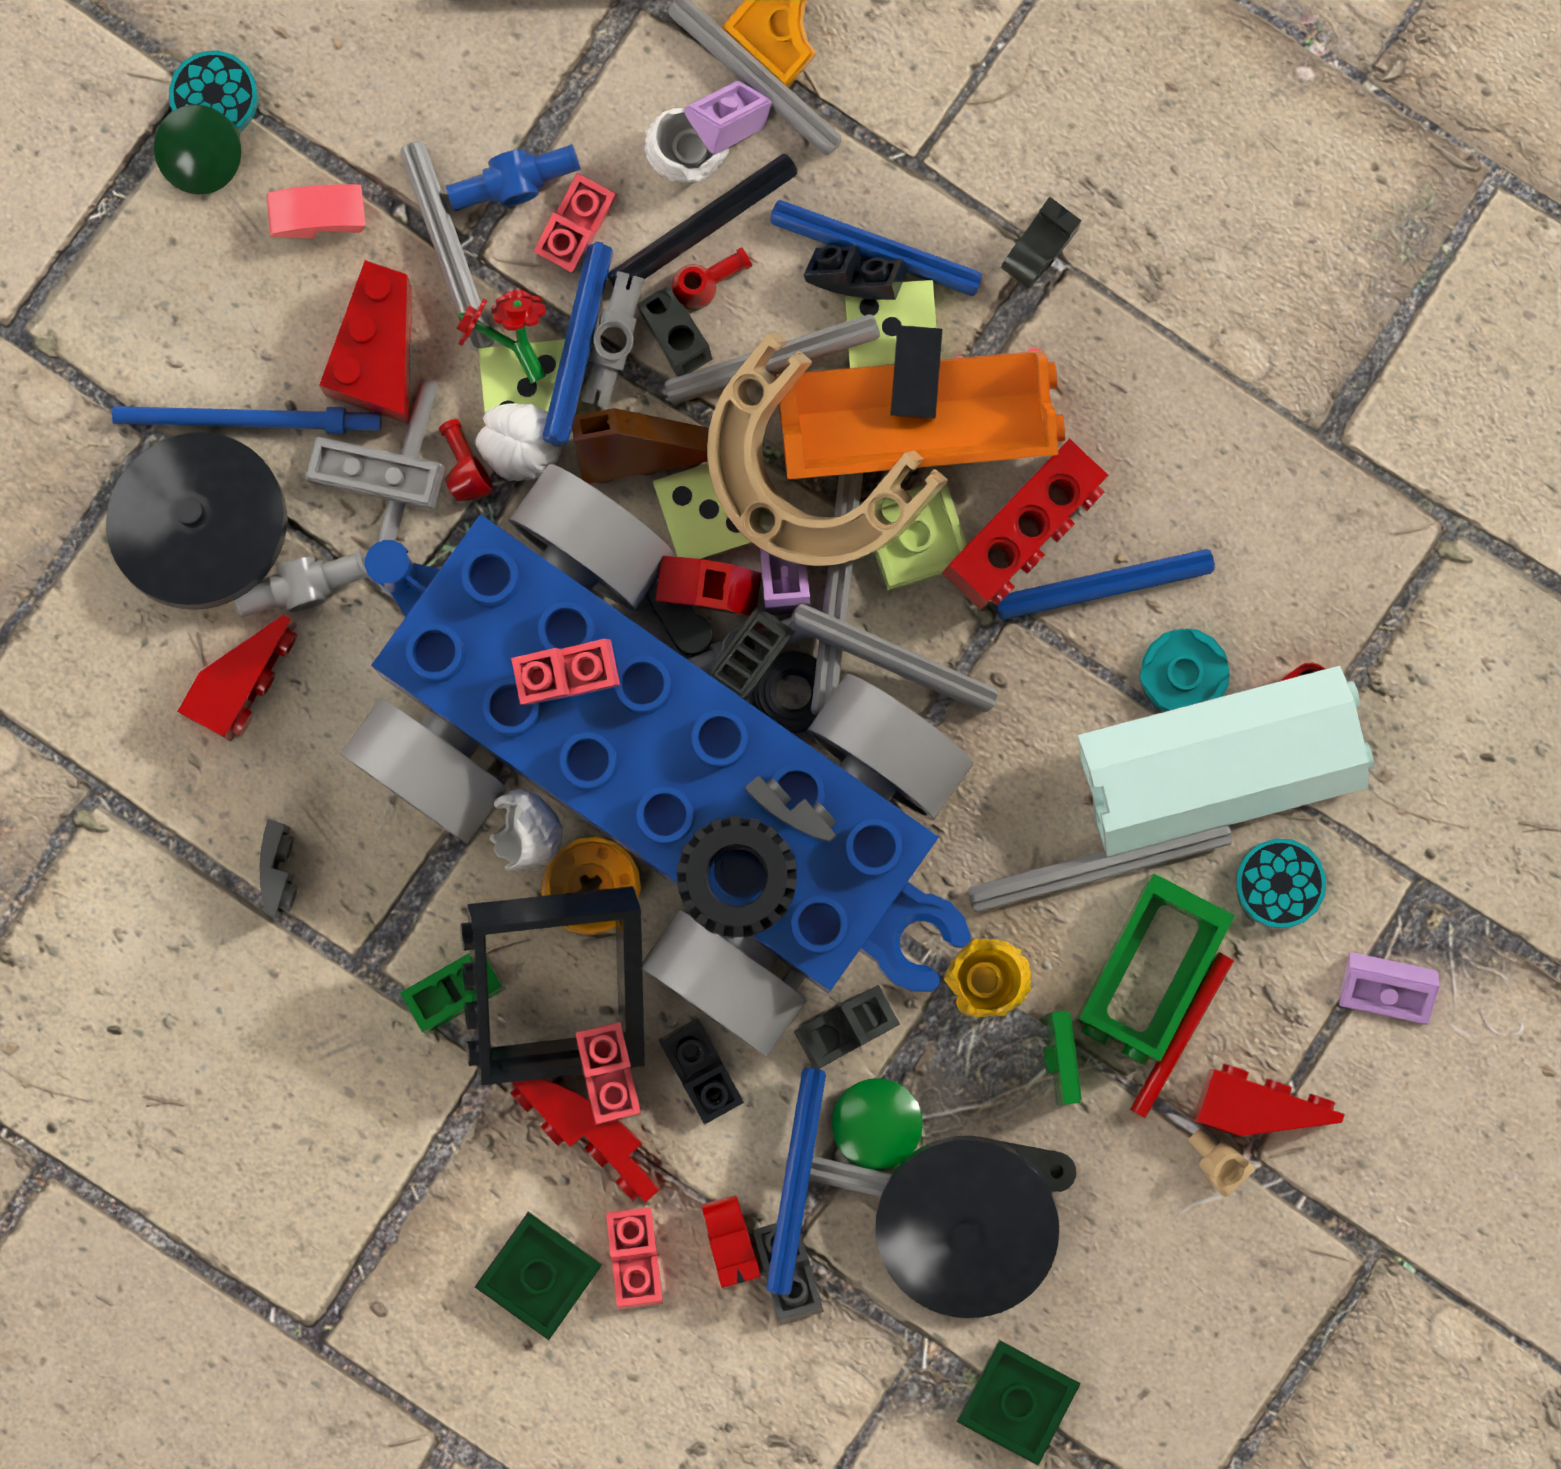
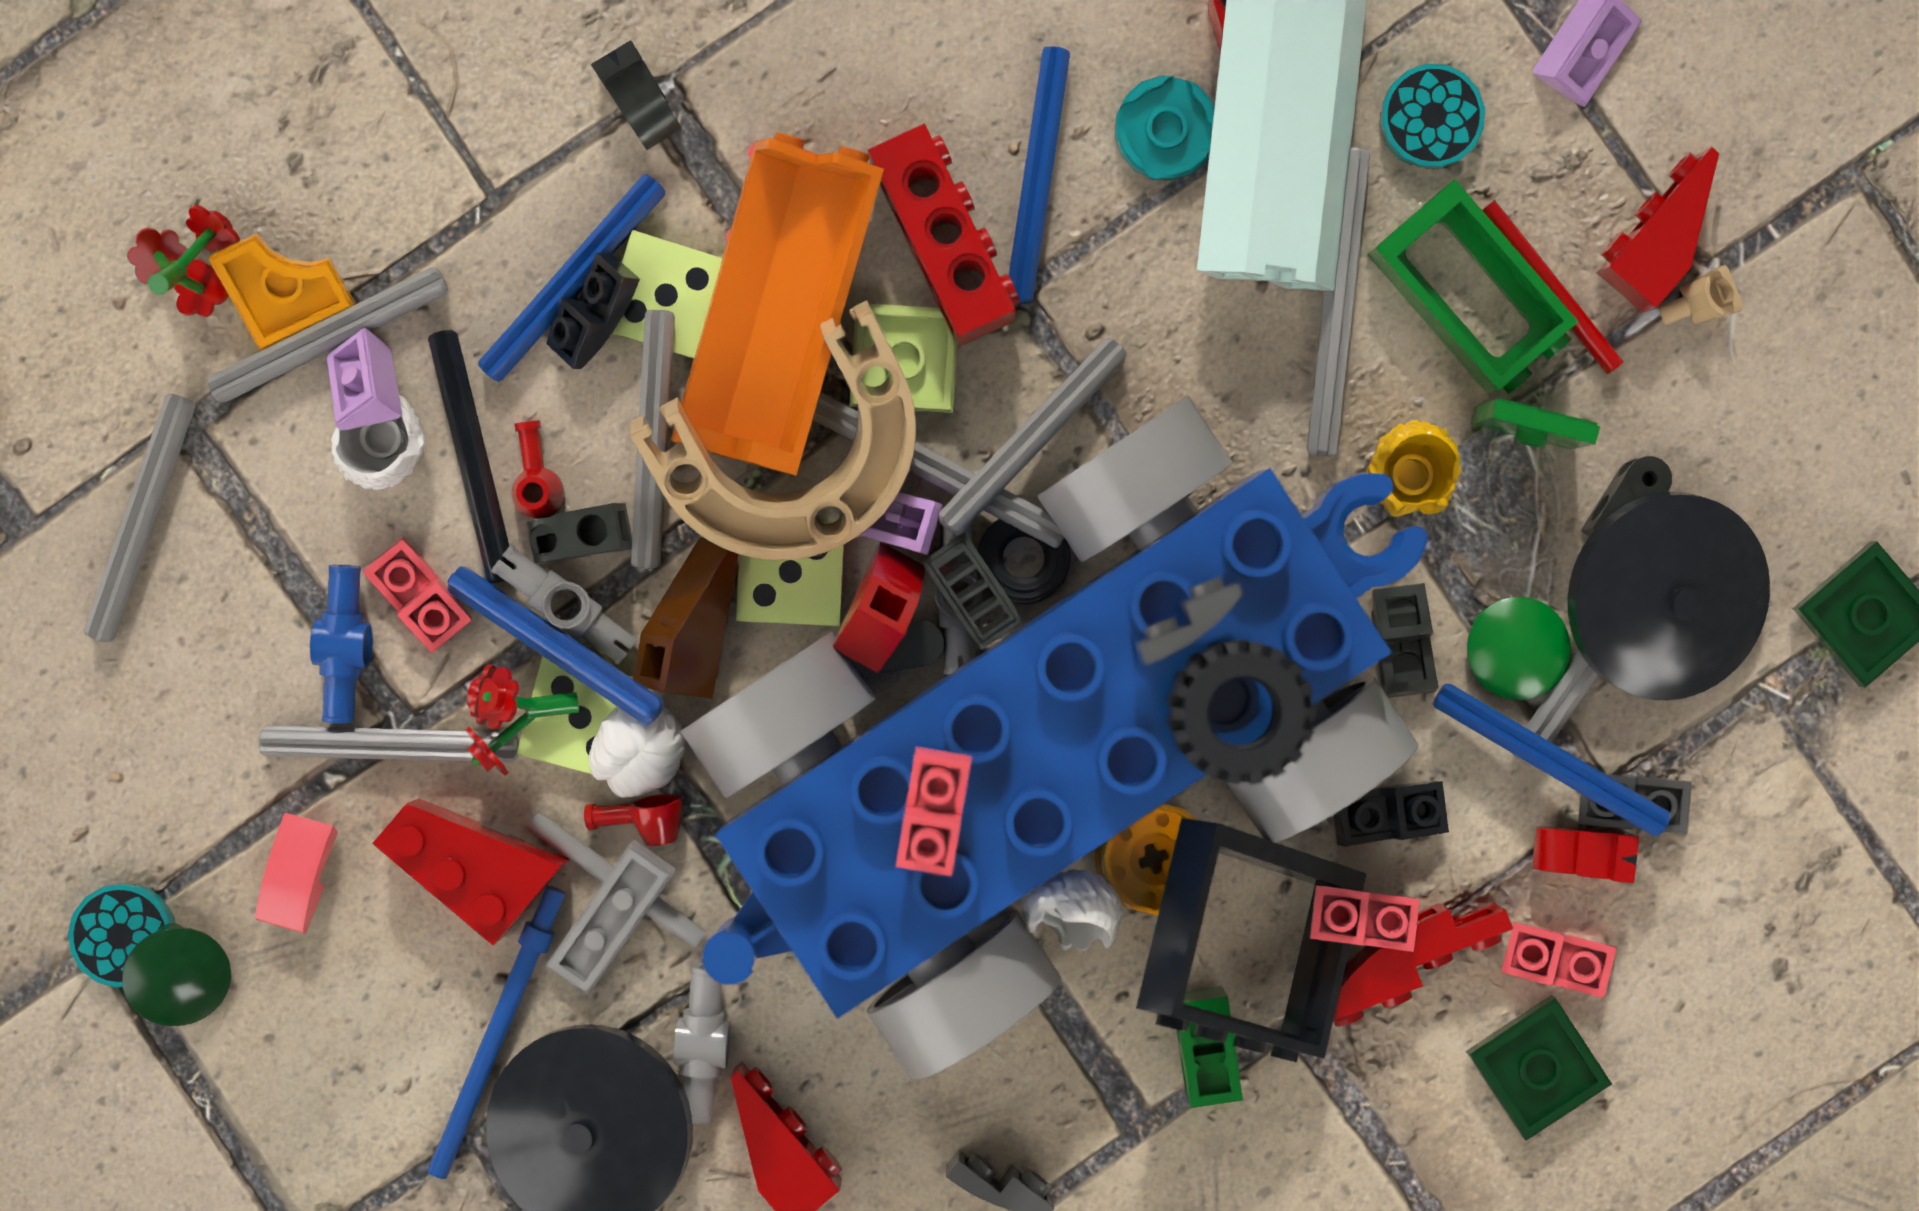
camera: 65 degrees left, 5 degrees up
(916, 372) = (728, 288): black tile -> none

